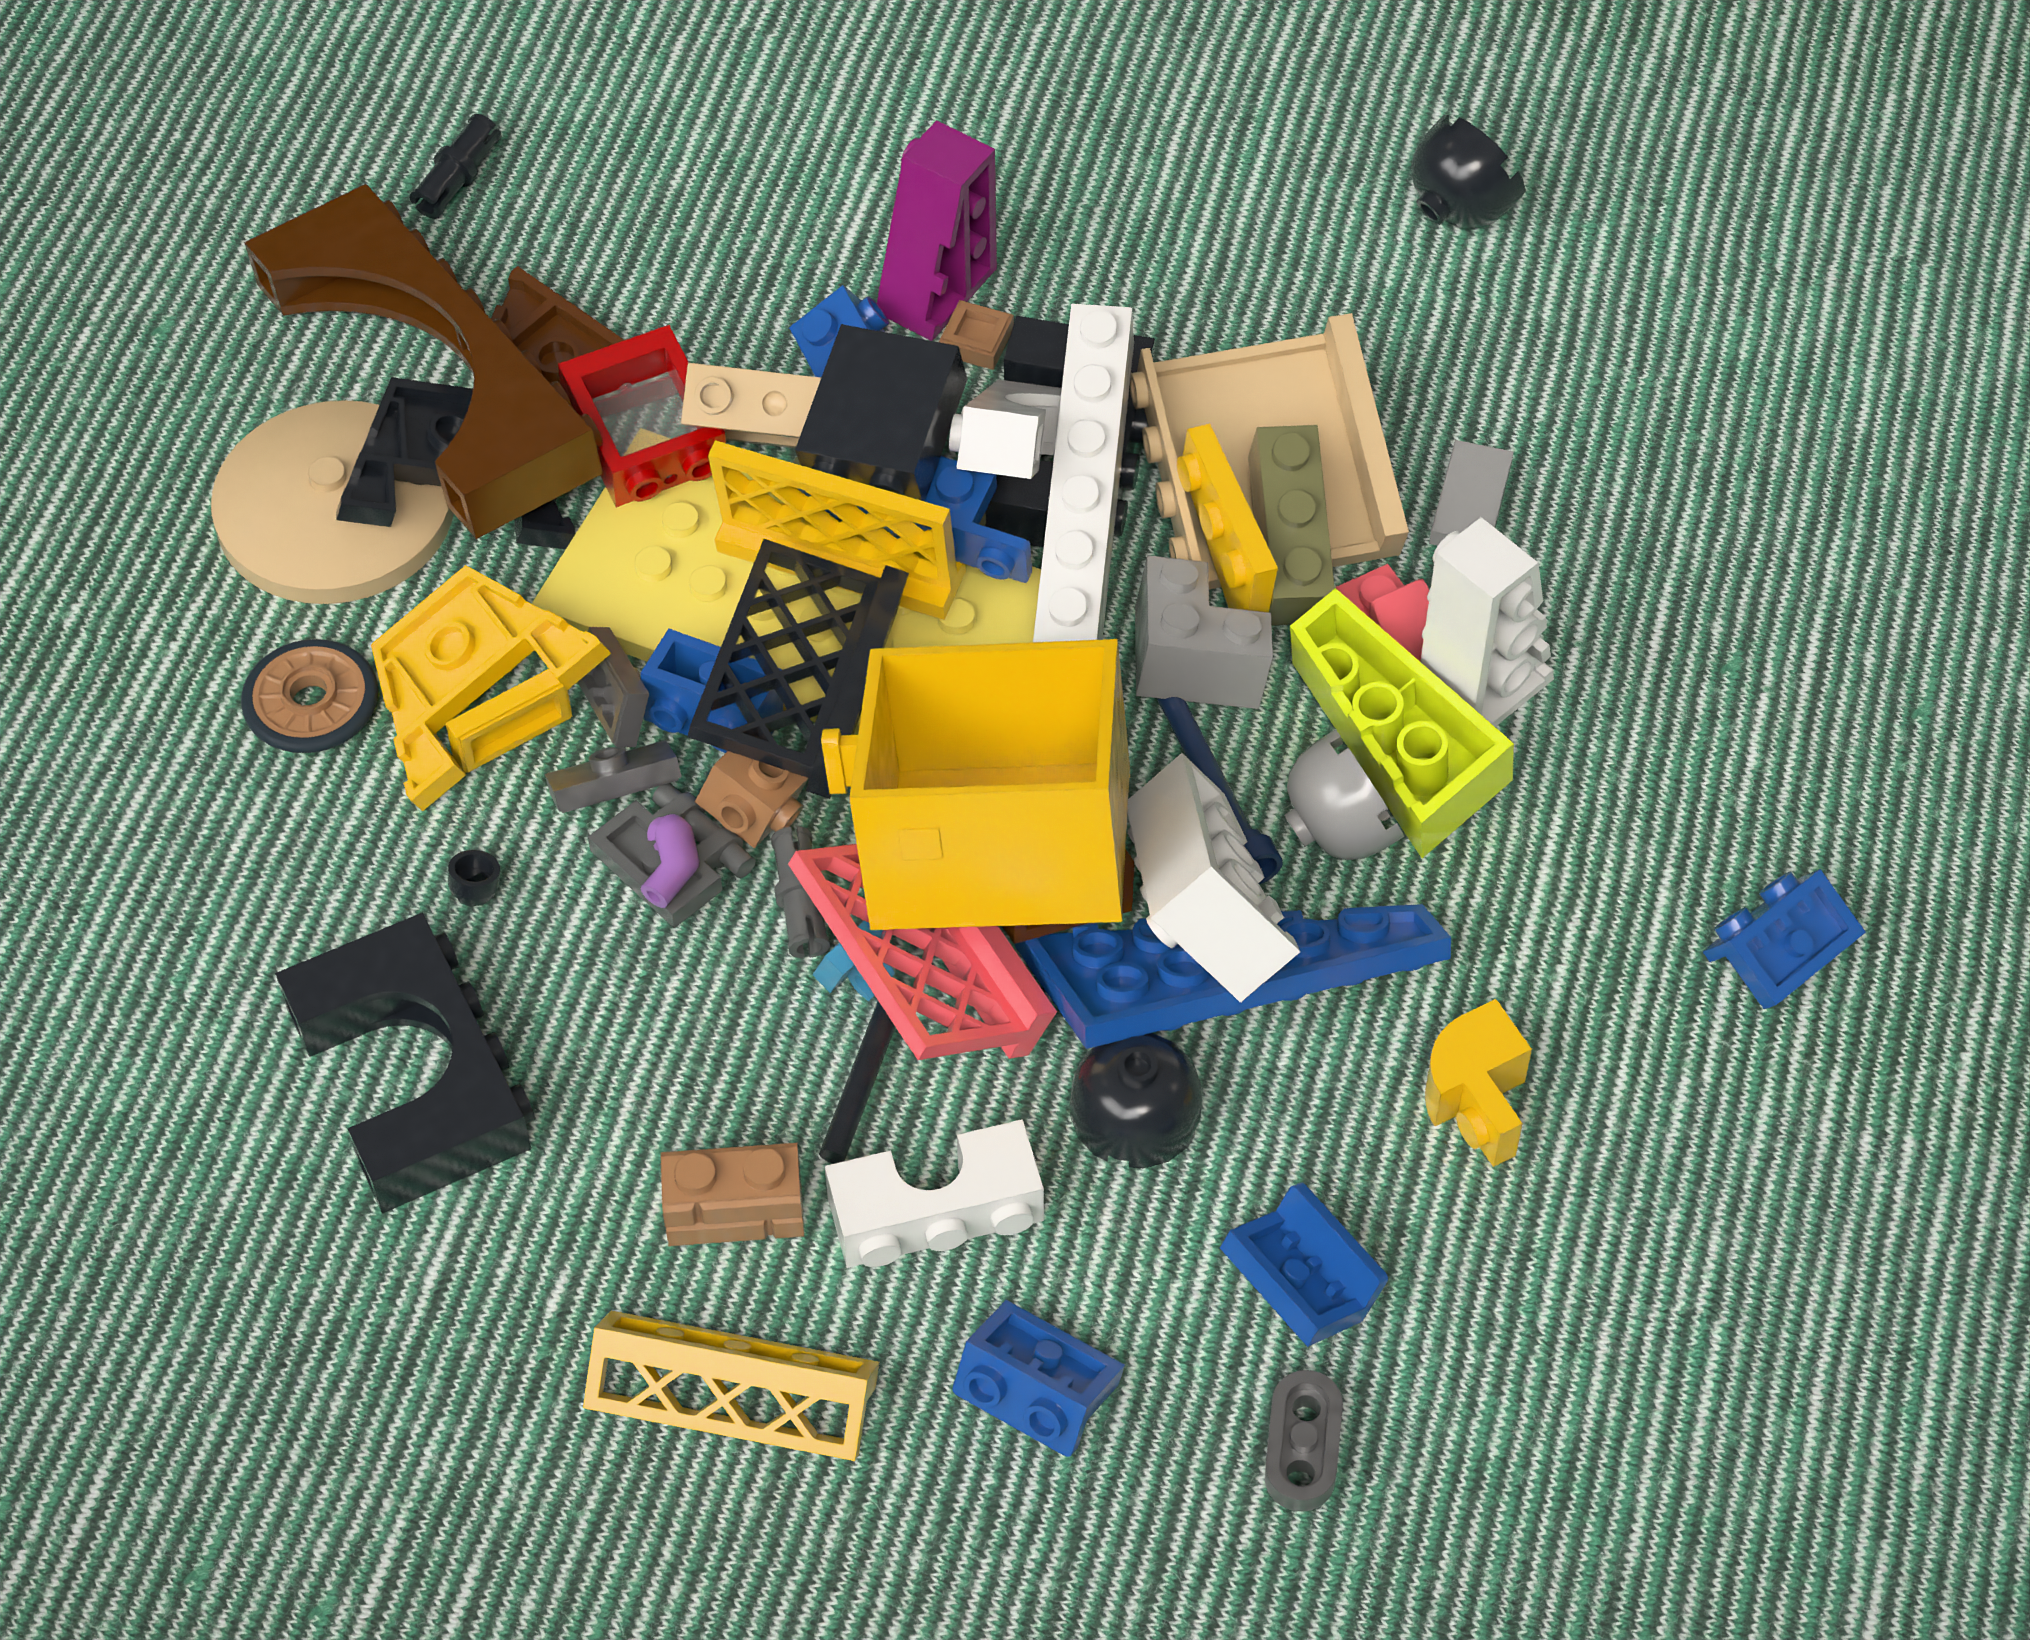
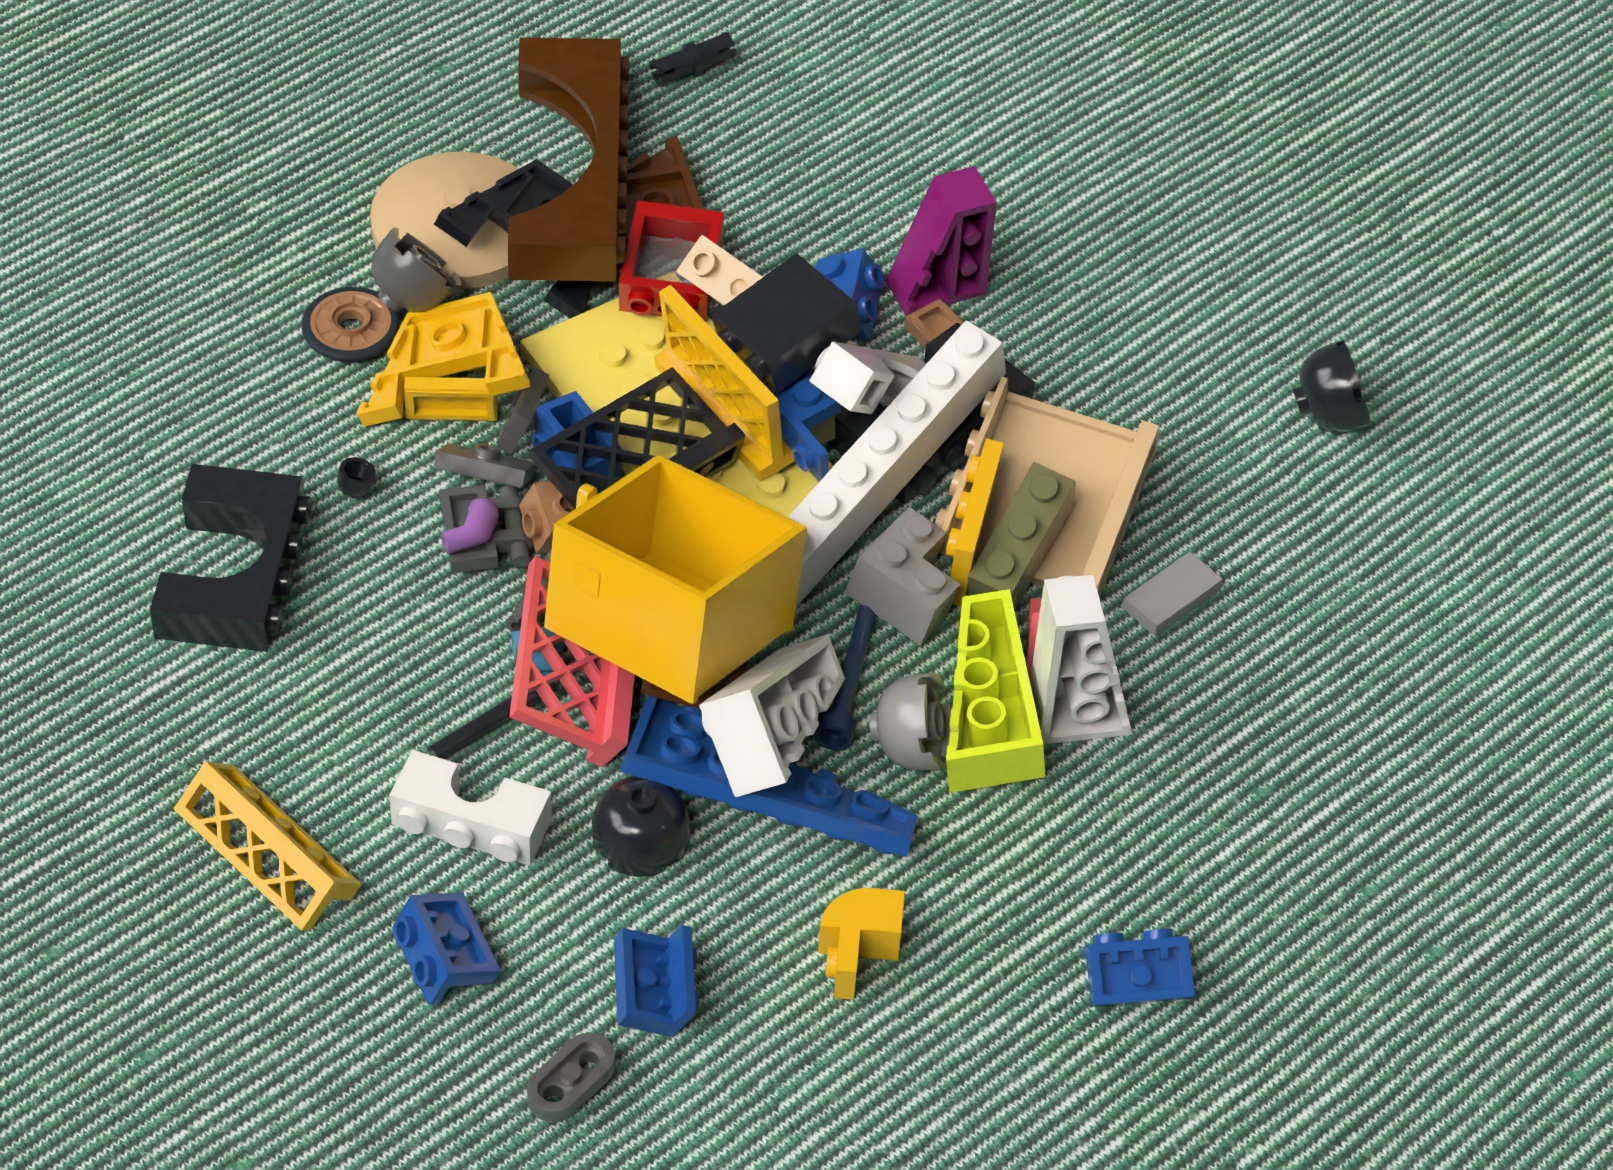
camera: 30 degrees right, 5 degrees down
(349, 596) = (411, 274): none -> dark grey cylinder
(732, 1194) = (351, 738): medium nougat brick -> none

